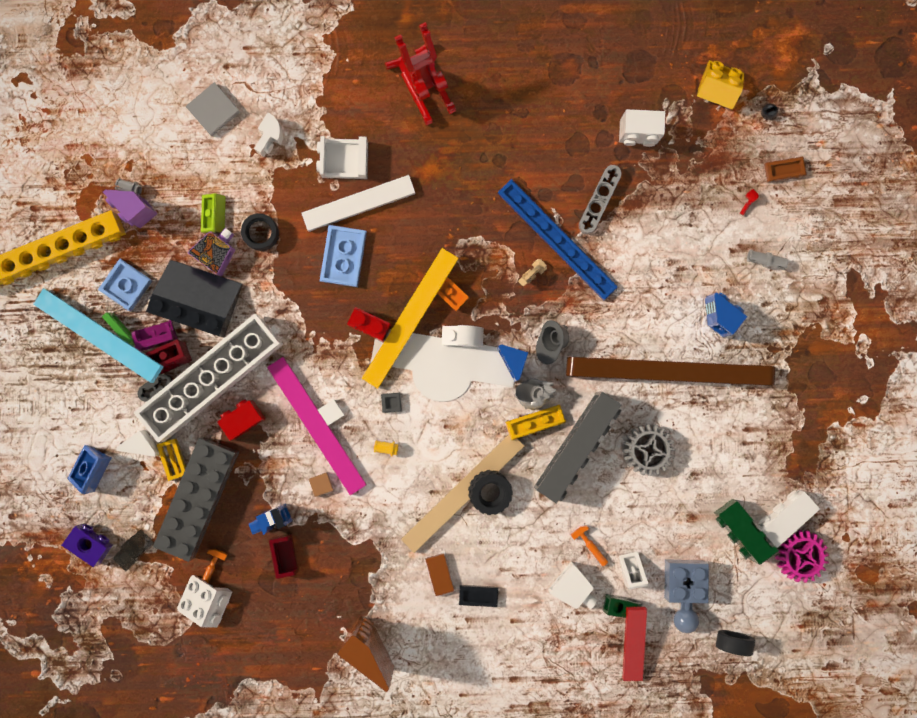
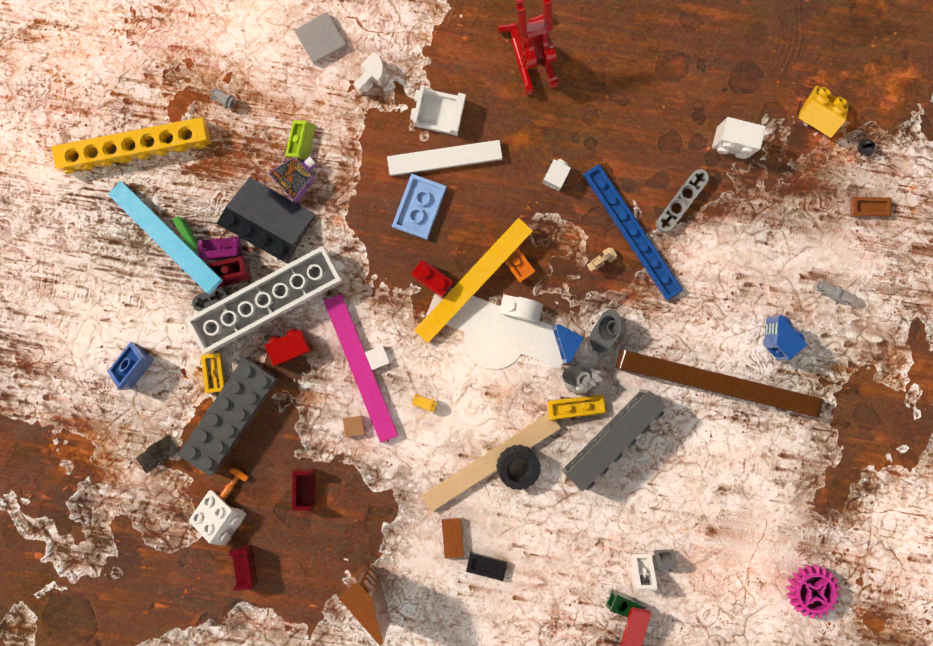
camera: 15 degrees right, 0 degrees up
(77, 545) = (104, 435): dark purple brick -> none
(125, 285) = (201, 193): light blue tile -> none
(131, 206) = (222, 118): medium lavender slope -> none
(139, 444) = (184, 351): white slope -> none
(240, 644) = (243, 567): none -> dark red panel
(250, 221) = (340, 153): black tyre -> none
(268, 519) = (295, 450): blue hips -> none
(391, 402) = (438, 359): dark grey tile -> none
(471, 198) = (556, 174): none -> white brick
(573, 588) = (581, 577): white torso -> none
(590, 545) = (606, 538): orange piece -> none
(652, 554) = (665, 560): none -> dark grey tile
(665, 454) = (686, 450): light grey gear -> none
(694, 591) = (699, 605): sand blue brick -> none
(744, 532) = (761, 557): dark green wedge -> none
(752, 195) = (833, 226): red hand -> none
(787, 517) = (806, 551): white brick -> none

